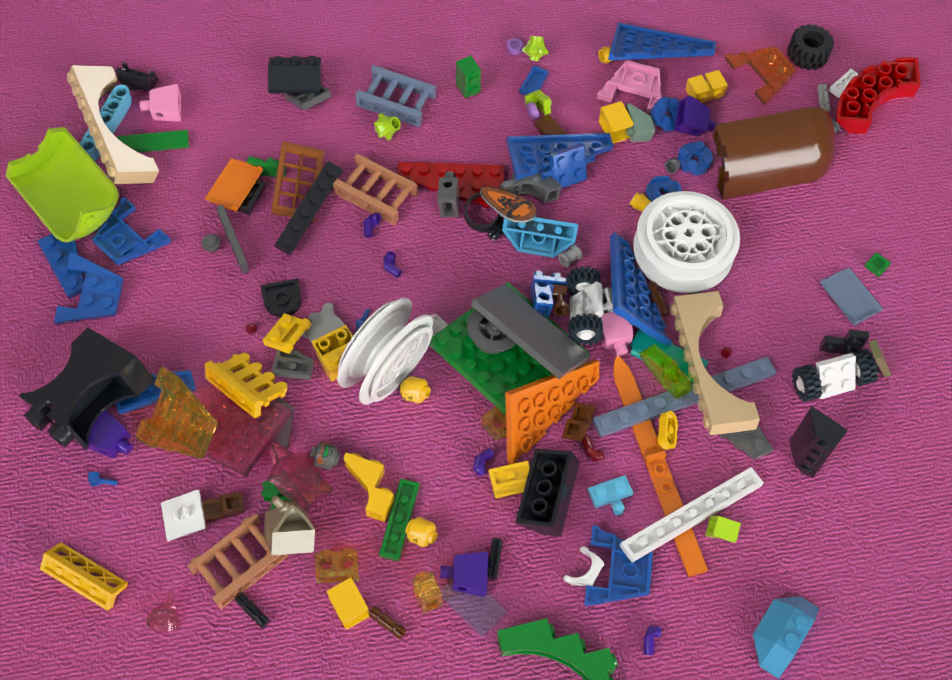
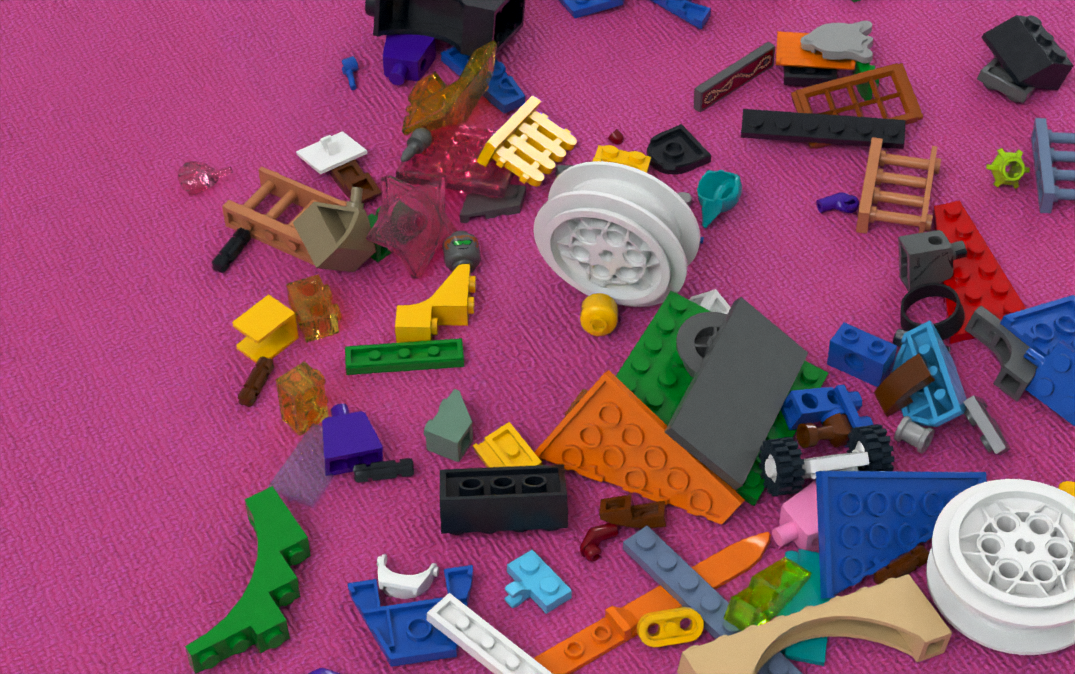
camera: 75 degrees right, 15 degrees down
(79, 577) = (224, 87): yellow fence -> none
(210, 243) = (718, 61): dark grey plate -> none
(218, 449) = (420, 140): none -> dark grey bar
(239, 166) = (841, 41): none -> light grey tile
(339, 285) = (718, 194): none -> teal piece
(389, 264) = (786, 239): dark purple arm -> none
(421, 532) = (390, 375): yellow head -> none
(477, 505) = (451, 428): none -> sand green slope
(480, 461) = (526, 417): dark purple arm -> none
(503, 258) = (861, 354): none -> blue brick
(509, 204) = (947, 322): shield -> none
(538, 246) = (901, 383): none -> reddish brown slope
(588, 220) = (978, 415): none -> wing

